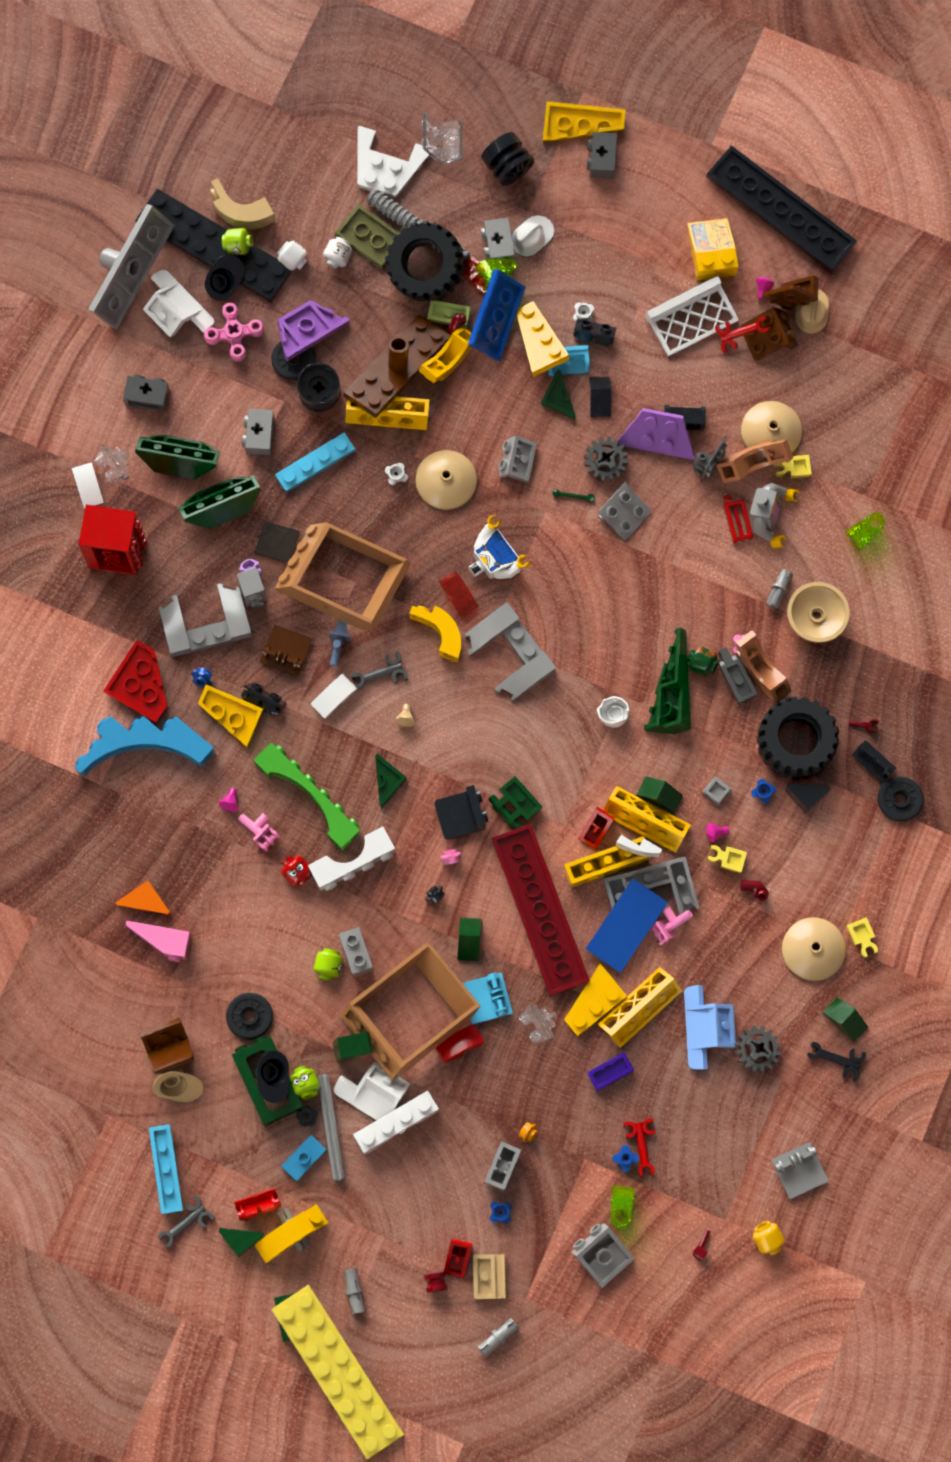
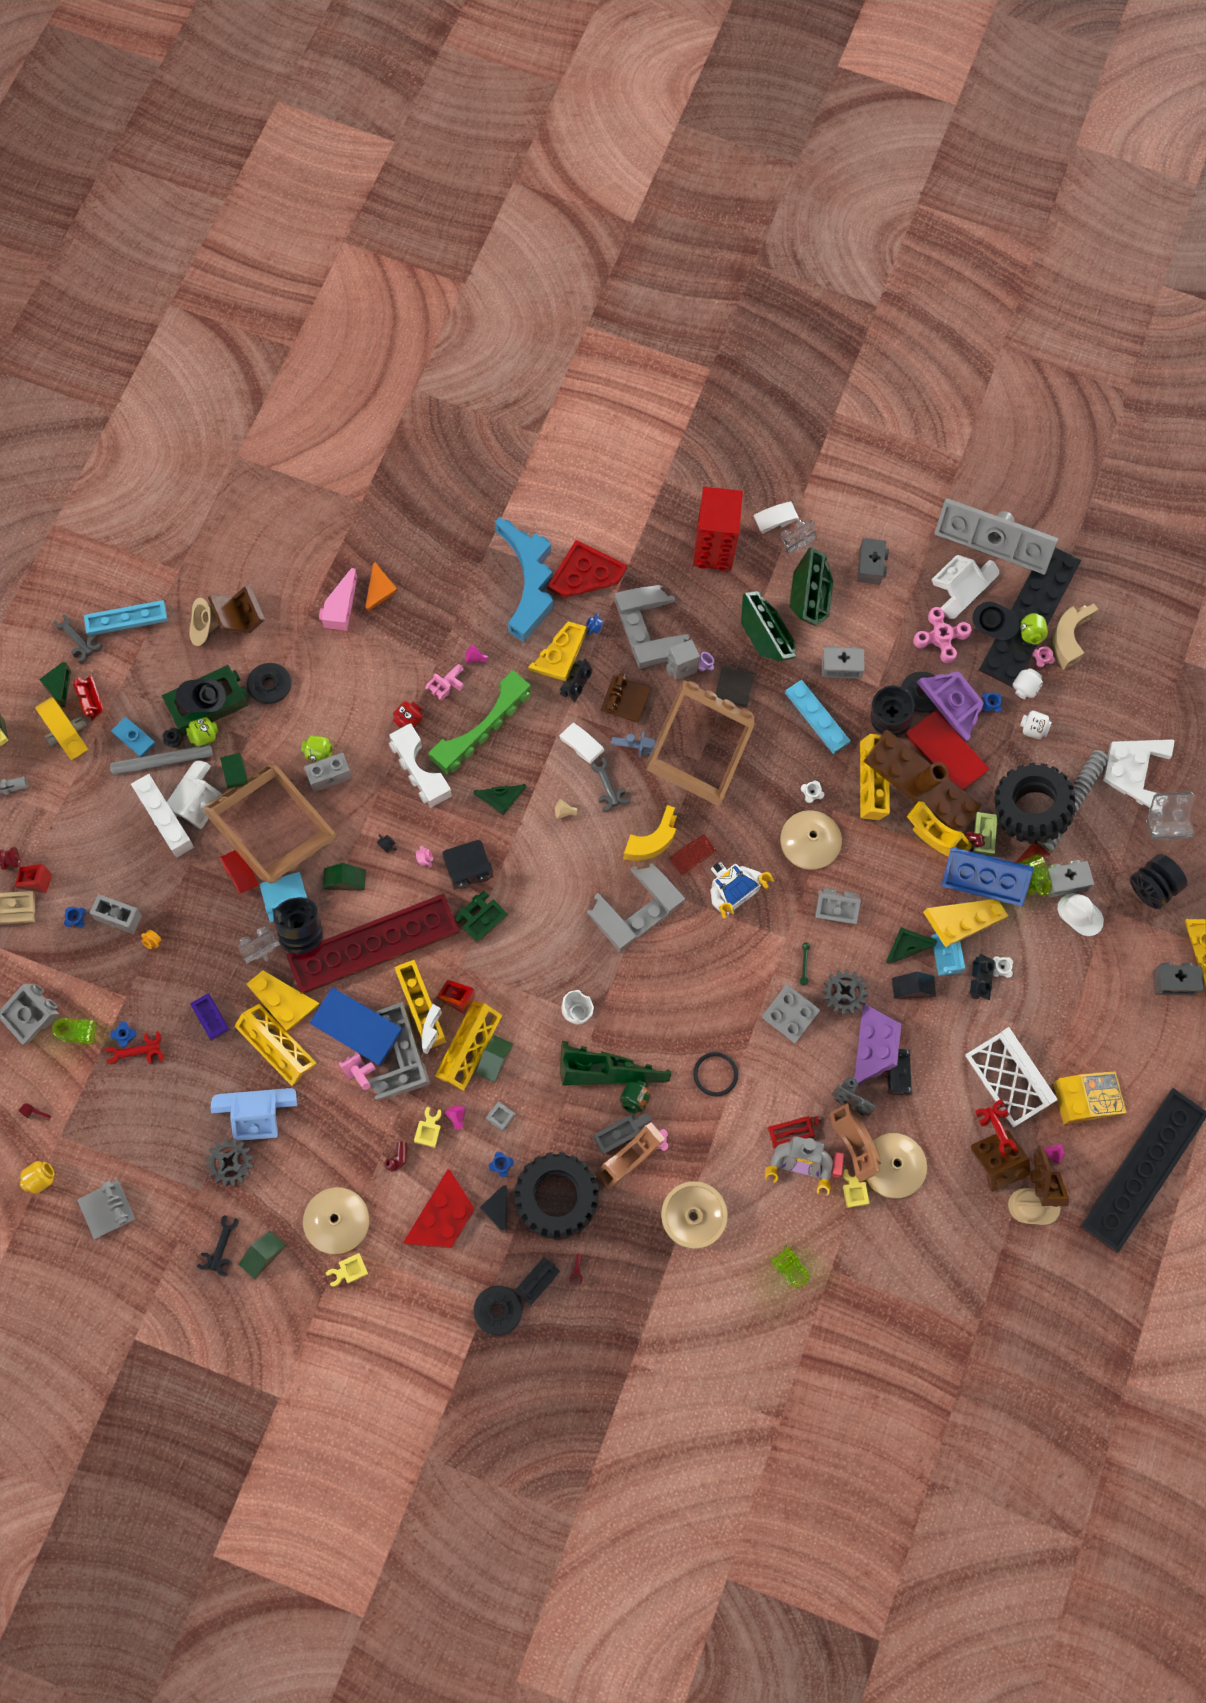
camera: 85 degrees right, 5 degrees down
(261, 232) = (1047, 652): none -> bright pink plate
(308, 287) = (996, 698): none -> blue plate
(358, 341) = (942, 744): none -> red tile
(367, 235) = (1062, 750): olive tile -> none
(524, 979) = (298, 925): none -> black wheel
(699, 584) = (719, 1054): none -> black tyre
(771, 478) = (837, 1164): none -> coral tile
(779, 589) = (718, 1175): light grey axle -> none
(811, 847) = (442, 1216): none -> red wing

